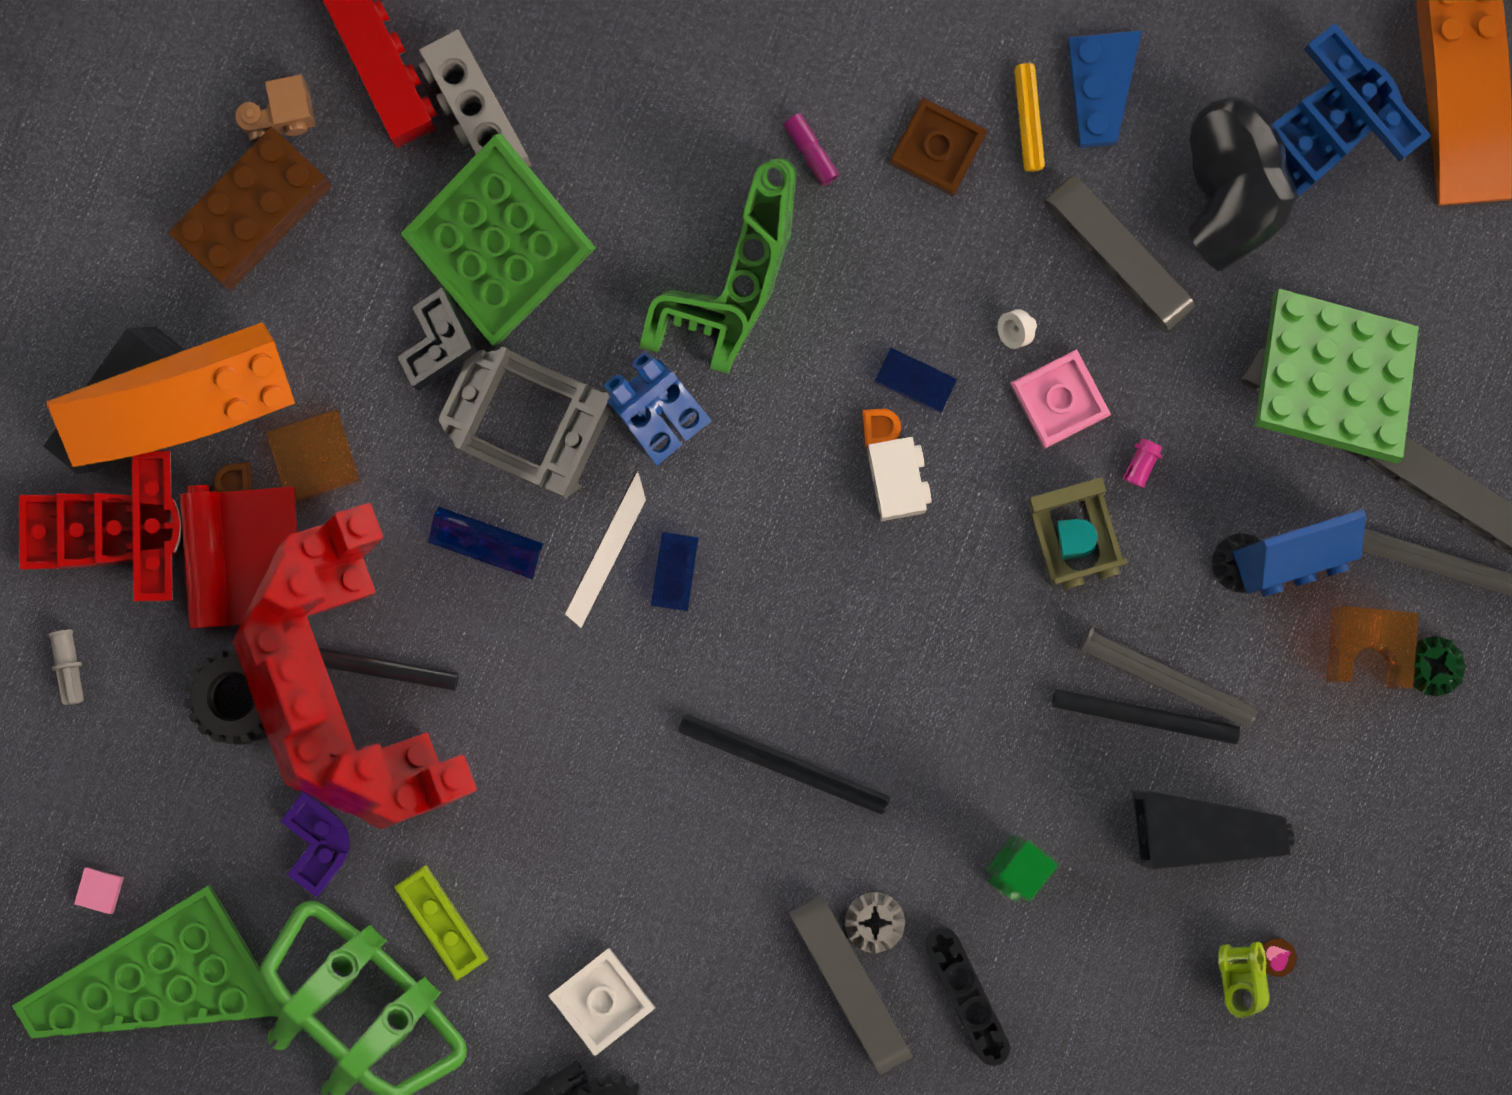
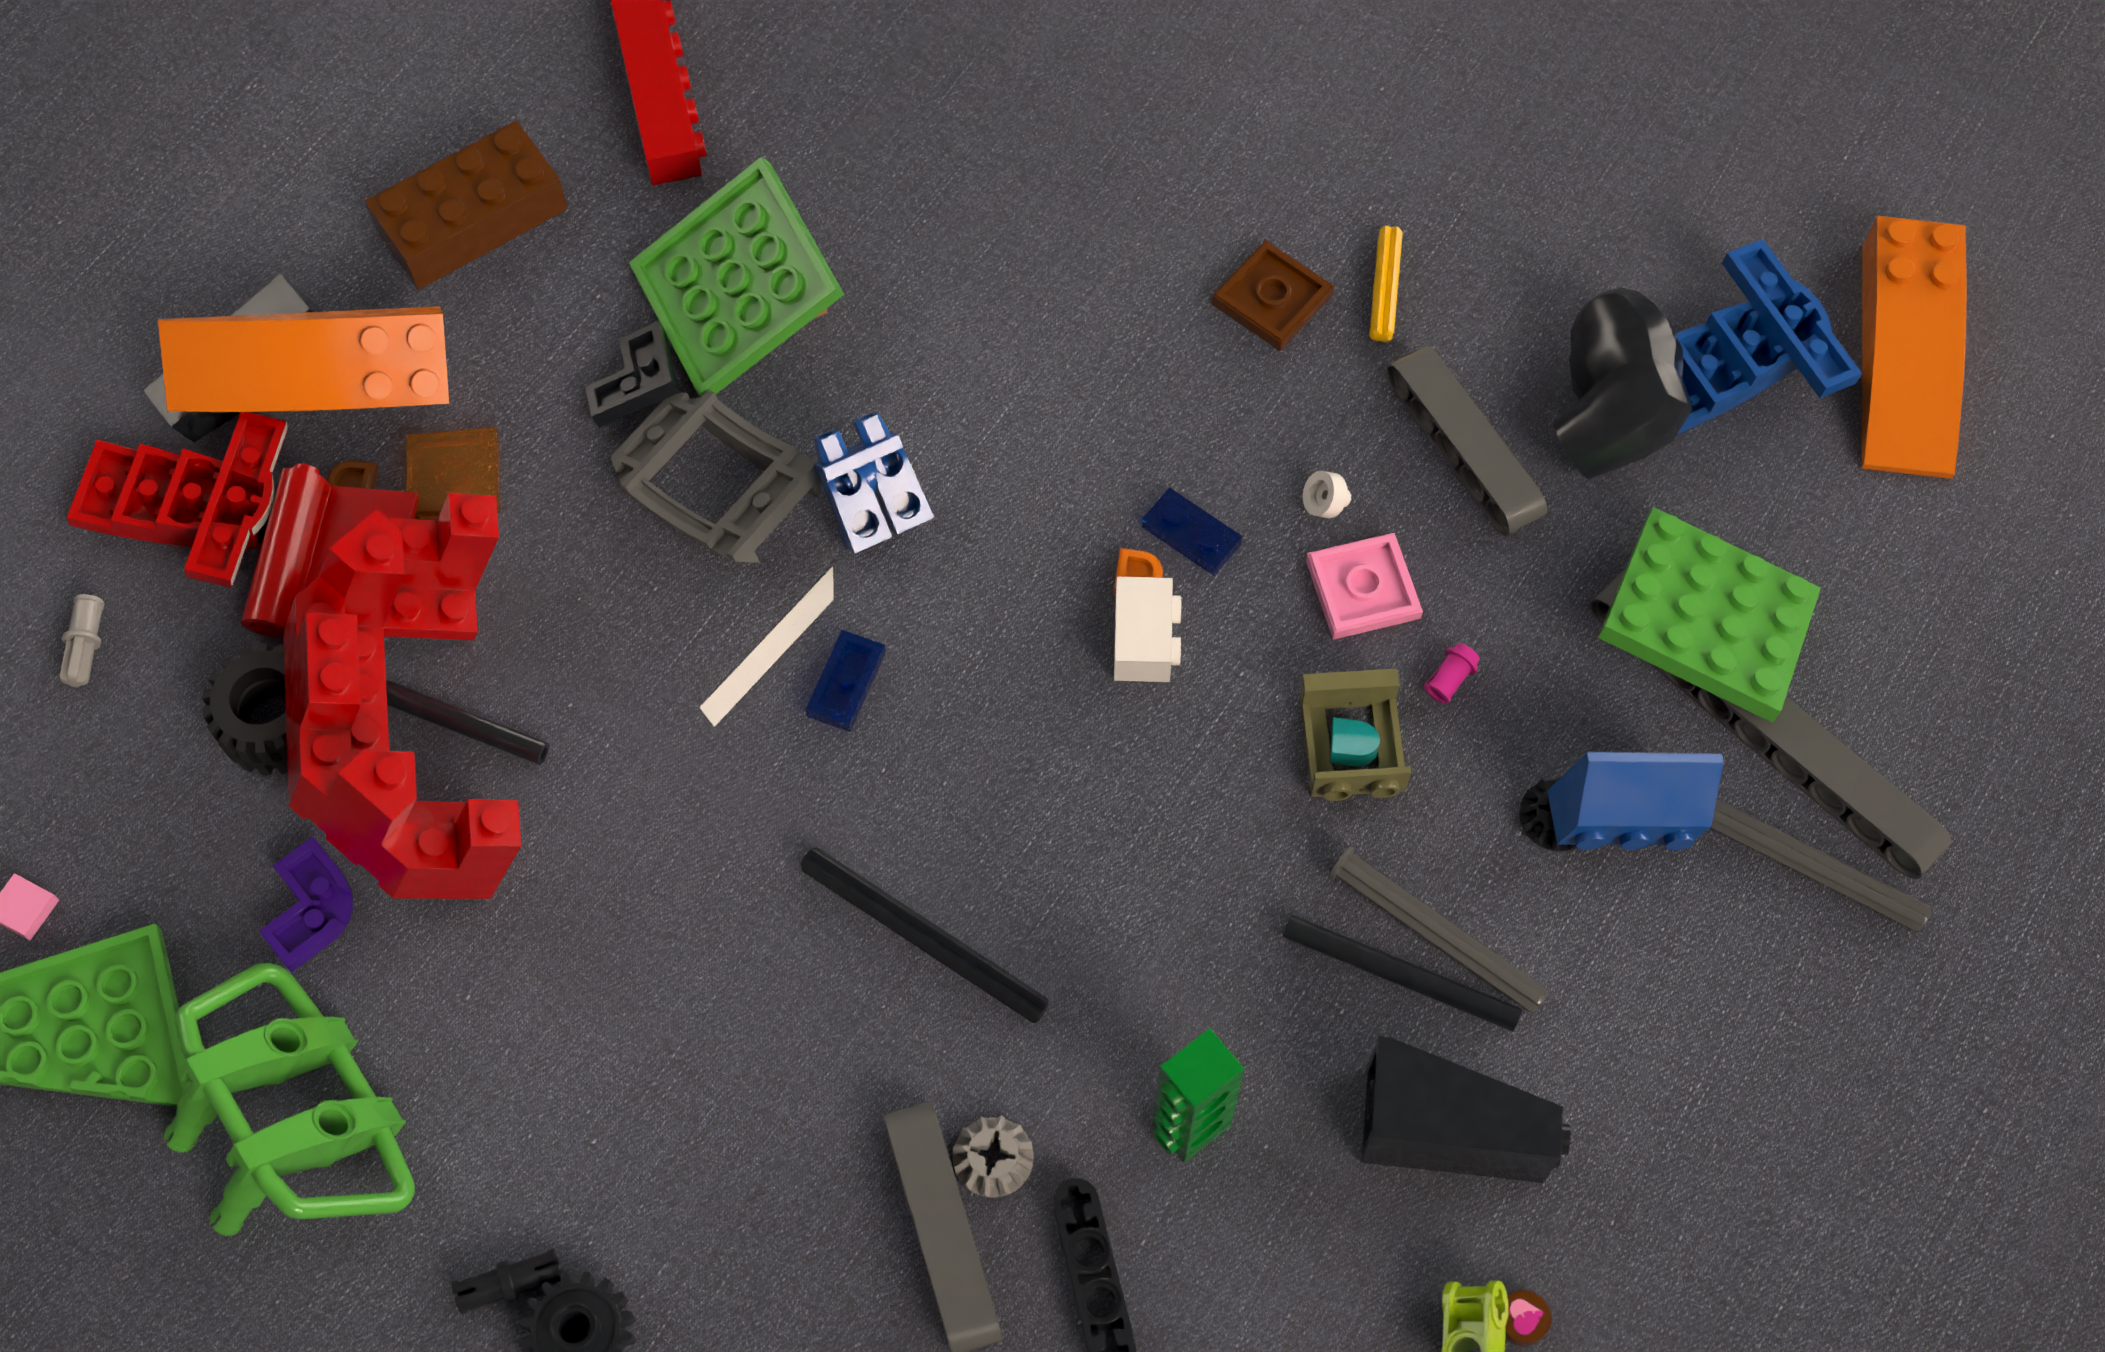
camera: 10 degrees right, 20 degrees down
(287, 112) = (544, 113): medium nougat brick -> none
(441, 922) = (434, 1038): lime tile -> none
(452, 55) = (742, 126): light grey brick -> none
(485, 542) = (626, 601): clear blue plate -> none
(602, 1001) = (609, 1178): white plate -> none
(767, 219) = (1054, 307): bright green piece -> none
(813, 153) = (1125, 272): magenta piece -> none
(1100, 84) = (1476, 266): blue wing -> none
(1385, 631) = (1716, 921): clear orange piece -> none
(1453, 661) = (1795, 1010): dark green gear -> none

